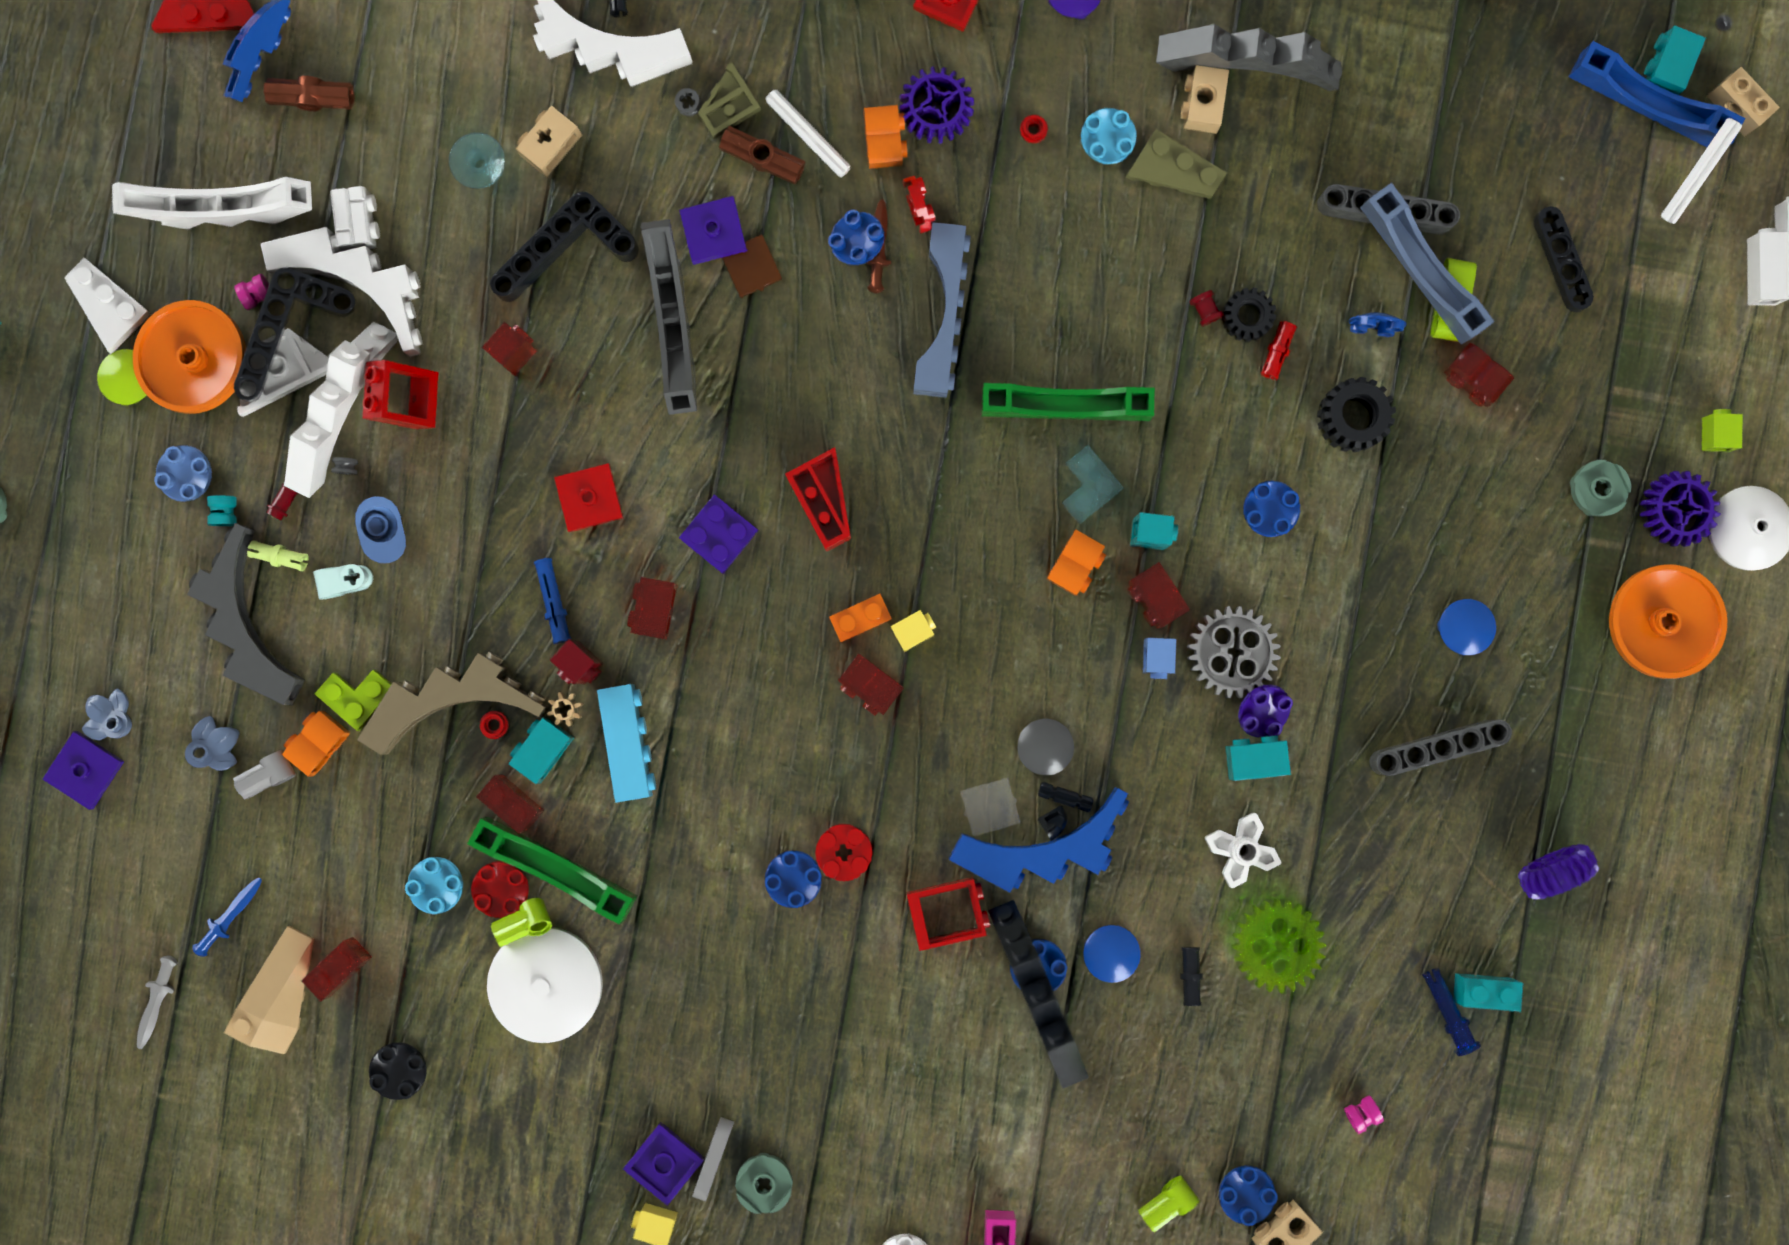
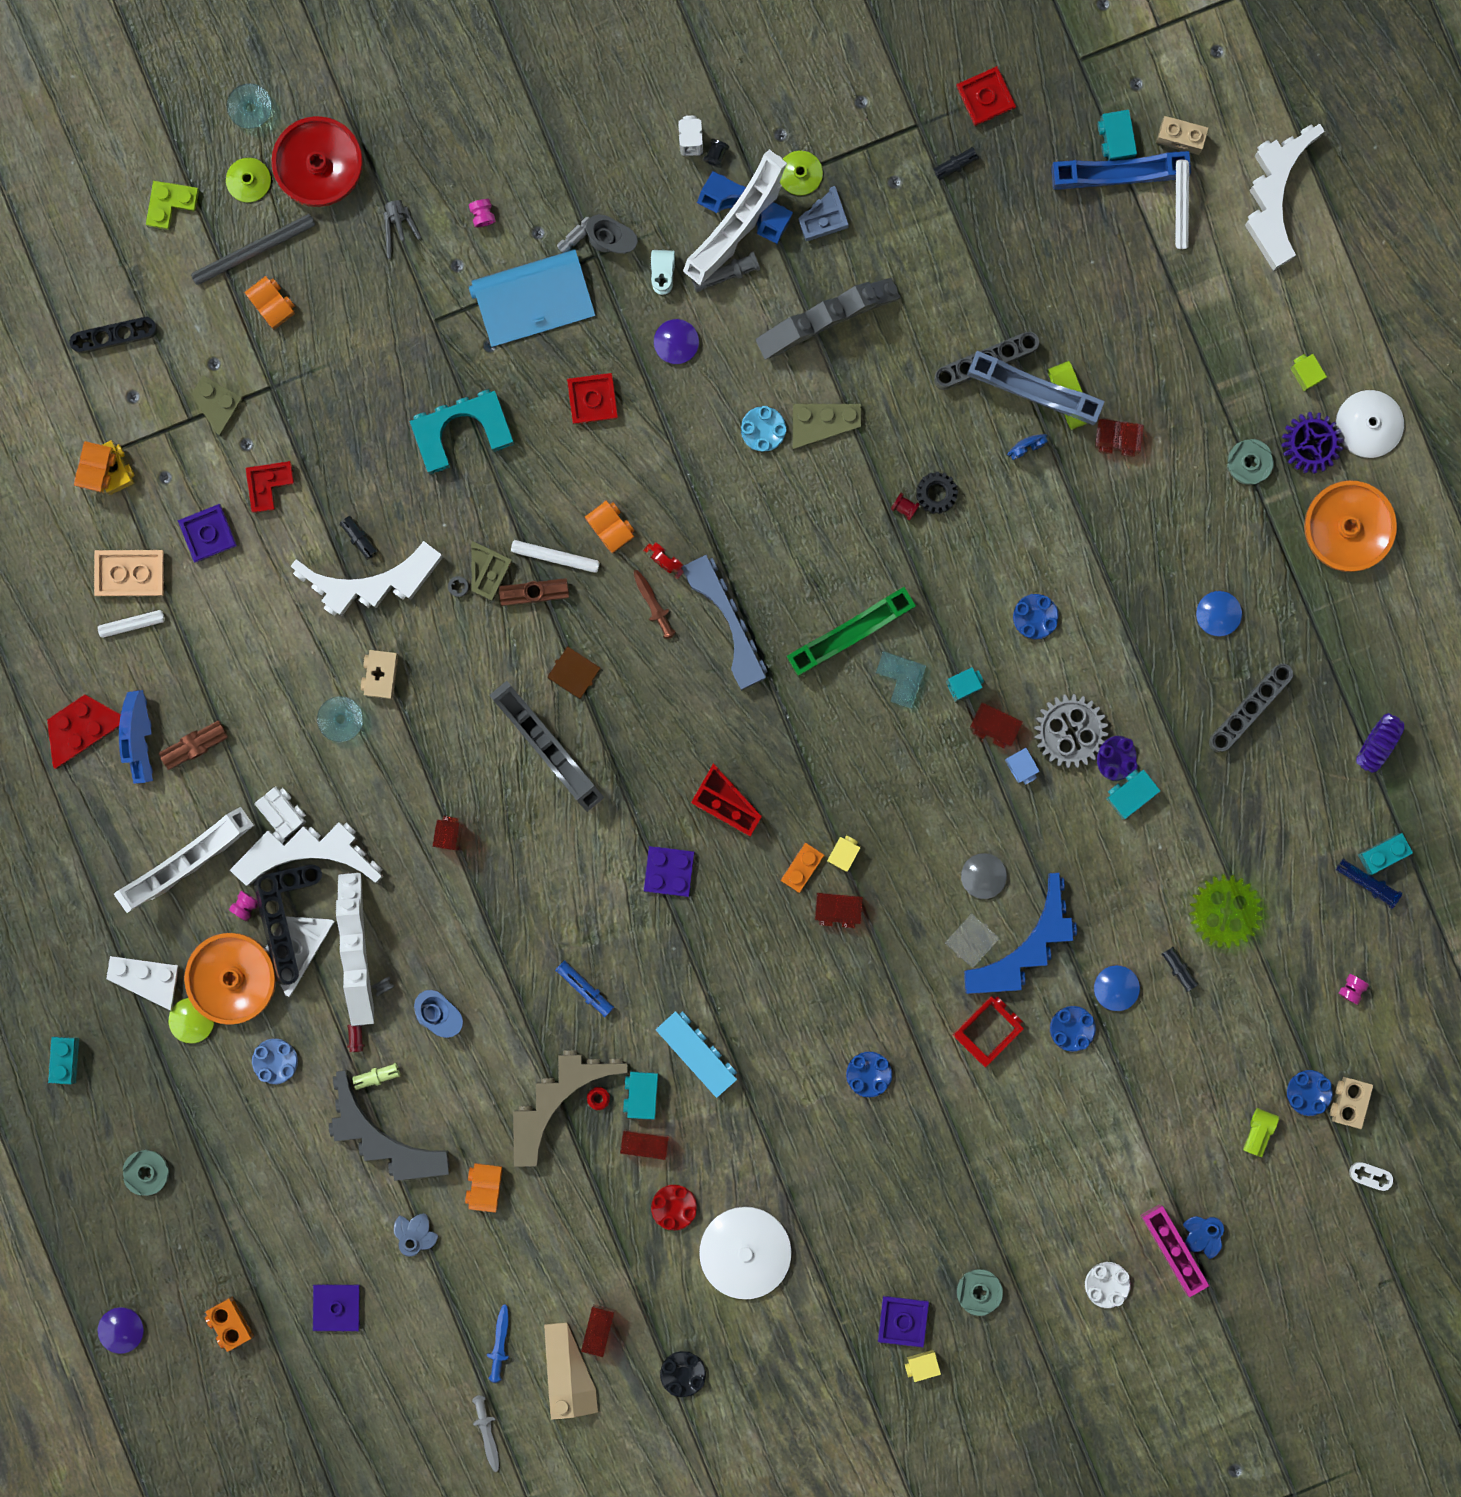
camera: 30 degrees left, 0 degrees up
(104, 715) = (325, 1260): sand blue plate -> none
(219, 504) = (314, 1066): teal wheel -> none
(270, 772) = (466, 1227): light grey piece -> none
(339, 580) = (429, 1068): light aqua piece -> none
(352, 704) = (495, 1144): lime plate -> none
(421, 400) = (405, 905): red window -> none
(434, 885) = (627, 1232): medium azure dish -> none
(524, 853) = (702, 1169): green arch -> none
(529, 920) = (708, 1213): lime piece -> none
(557, 705) = (639, 1050): tan gear -> none
(560, 242) = (433, 738): black beam -> none
(576, 663) = (630, 1020): dark red brick -> none
(588, 497) = (564, 902): red plate -> none
(652, 608) = (656, 950): clear red brick -> none
(713, 230) = (532, 664): dark purple plate -> none
(713, 1159) = (934, 1297): light grey beam -> none
(833, 865) = (904, 1036): red plate -> none
(856, 238) = (635, 608): blue dish -> none
(956, 93) = (642, 465): dark purple gear -> none
(1033, 120) = (708, 449): red plate -> none
(1038, 994) = (1084, 1046): black arch -> none
(1054, 822) = (1021, 923): black tile -> none
(1065, 797) = (1018, 901): black axle -> none
(1076, 563) = (925, 737): orange brick -> none
(1207, 82) = (813, 349): tan brick -> none
(1237, 866) = (1158, 849): white plant -> none
(1278, 350) = (972, 504): red pin -> none
(1376, 404) = (1064, 501): black tyre -> none
(1569, 257) = (1130, 315): black beam -> none

